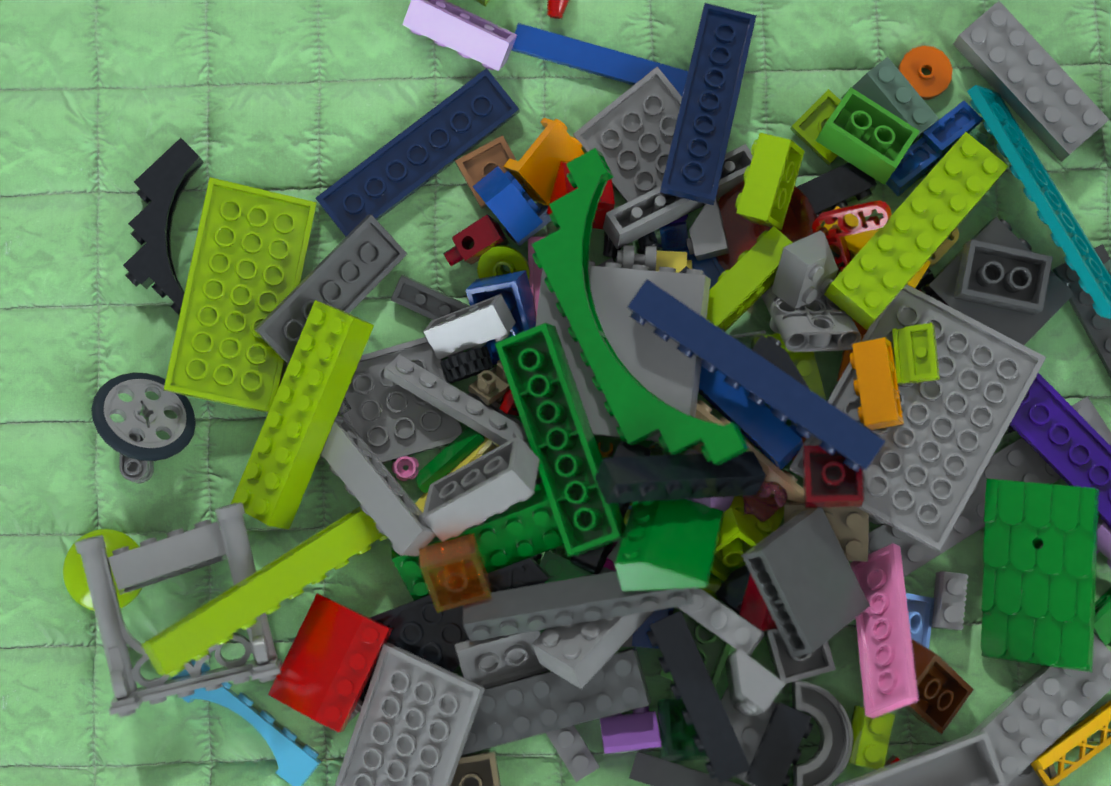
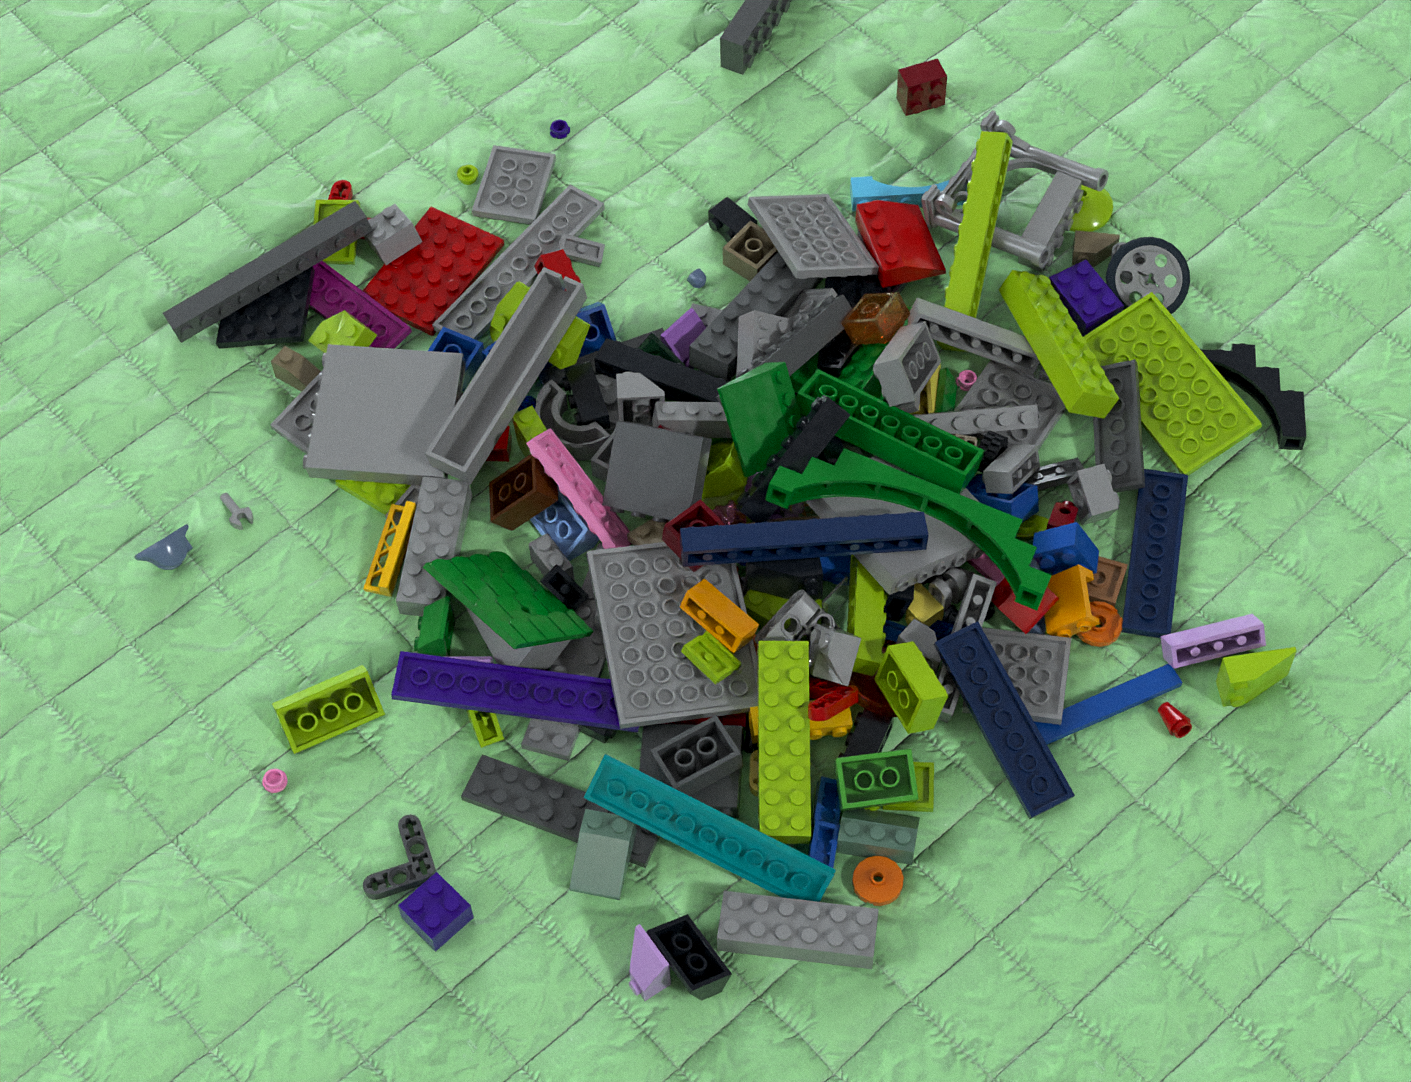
camera: 140 degrees right, 25 degrees down
(150, 506) = (1093, 247): none -> dark tan slope
(215, 454) = (1086, 296): none -> dark purple brick
(424, 239) = (1093, 494): none -> light grey brick
(521, 124) = (1110, 625): none -> orange plate
(967, 552) = (564, 588): none -> black slope

